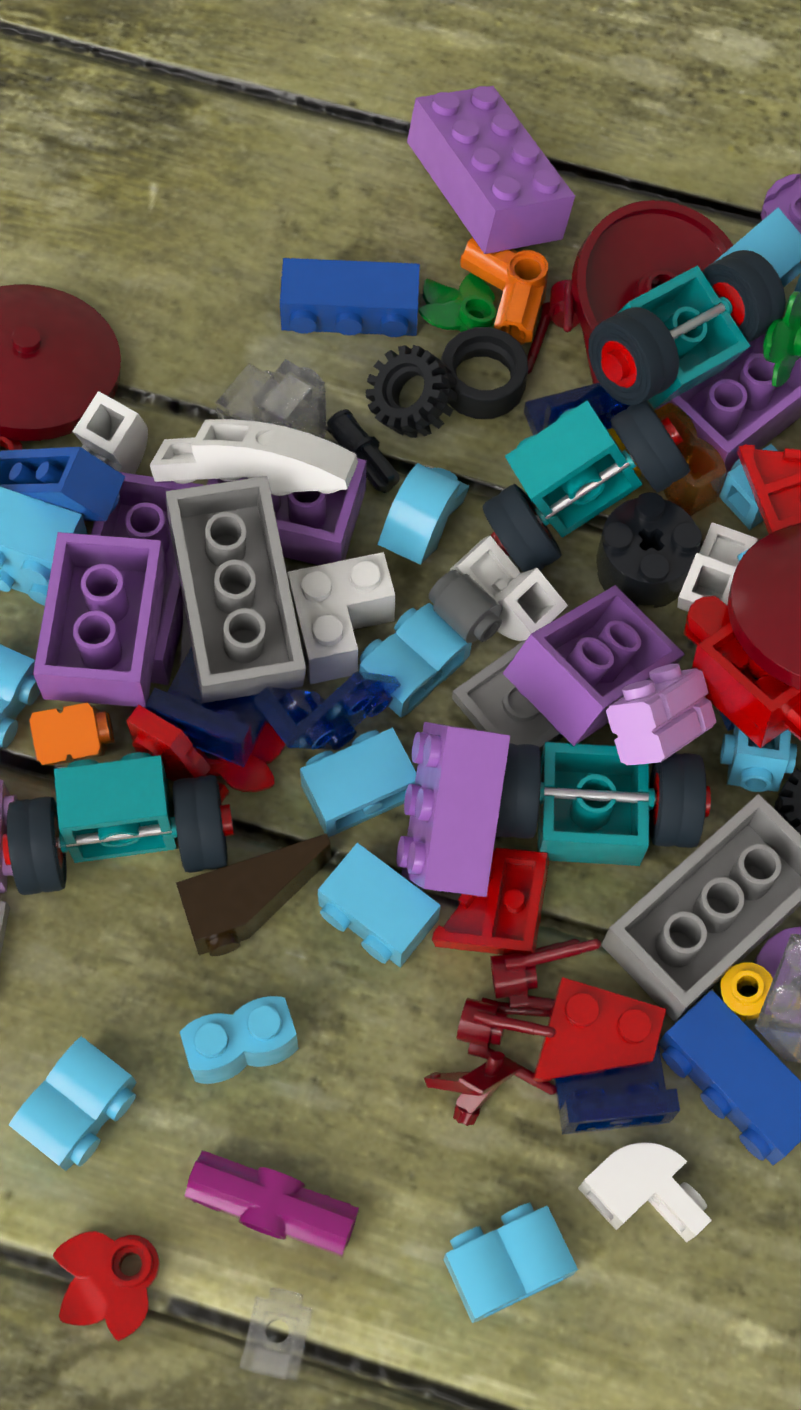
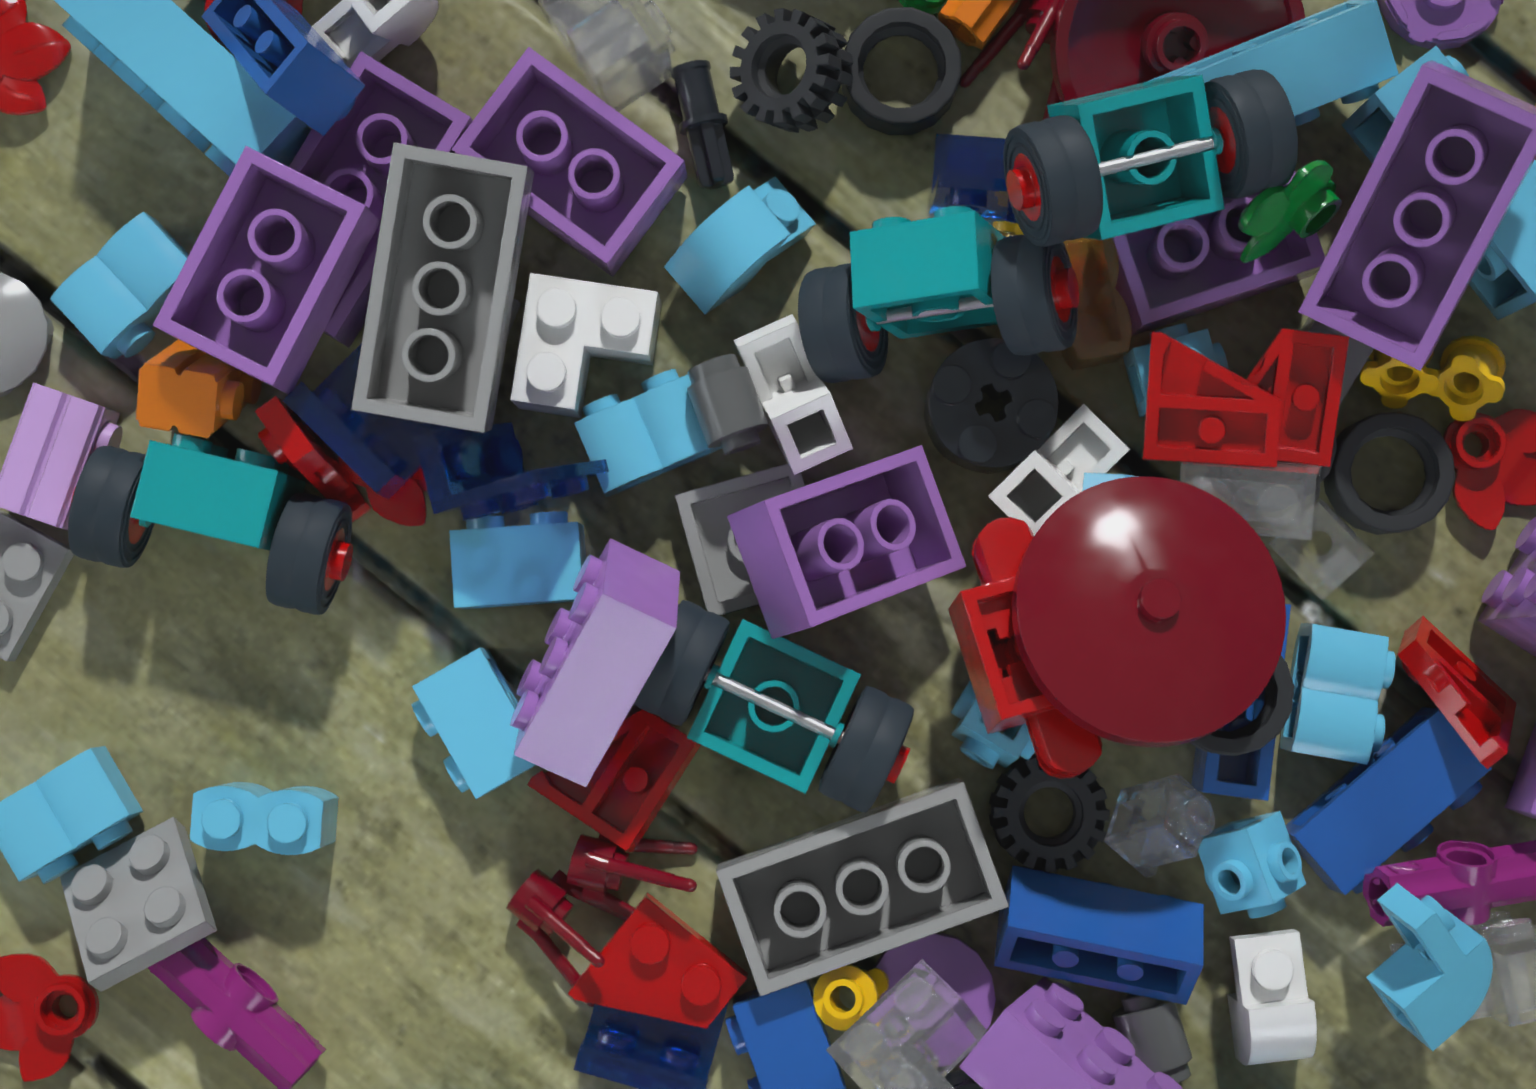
camera: 30 degrees right, 20 degrees up
(163, 1147) = (137, 904): none -> light grey plate
(243, 896) = (327, 653): dark brown slope -> none
(256, 449) = (545, 117): white slope -> none
(474, 1085) = (504, 969): dark red piece -> none
(660, 714) = (884, 652): lavender brick -> none

